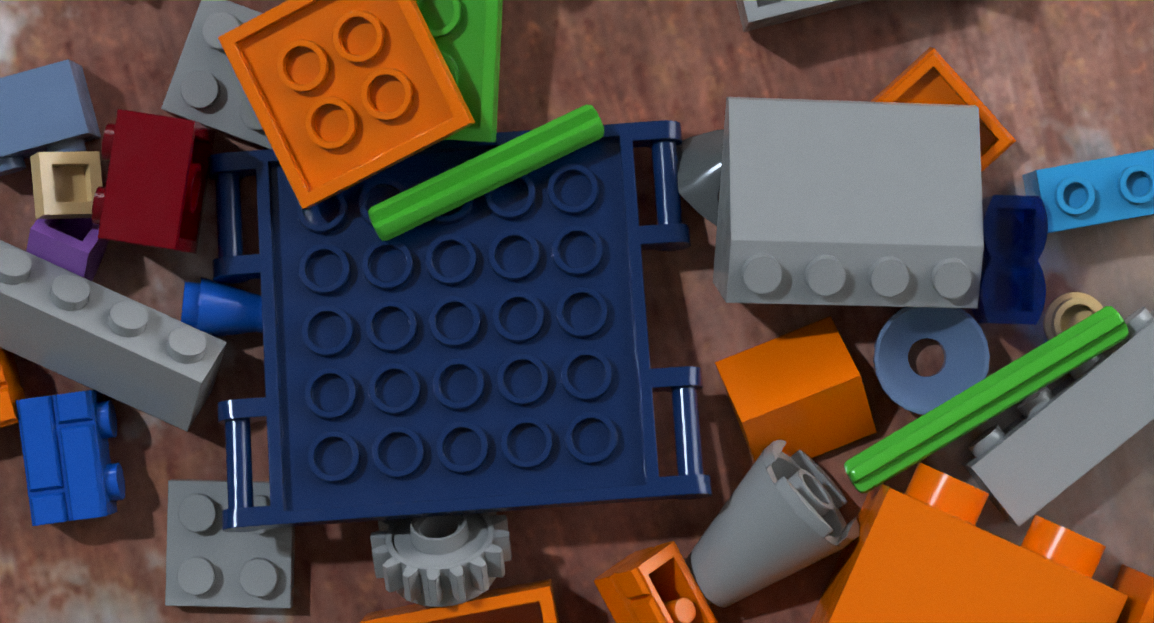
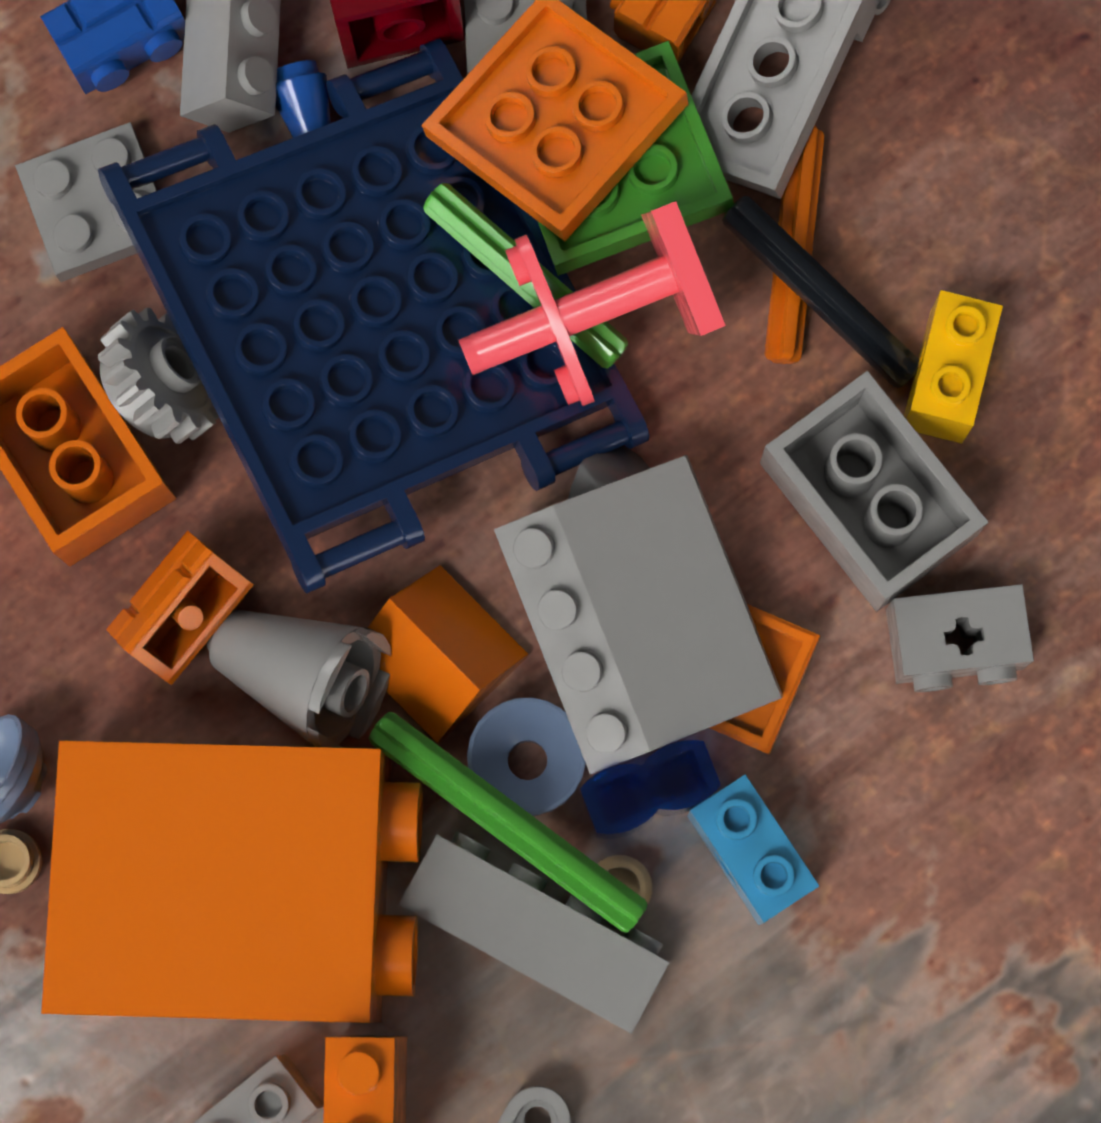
camera: 70 degrees right, 10 degrees down
(555, 50) = (672, 272): none -> coral piece

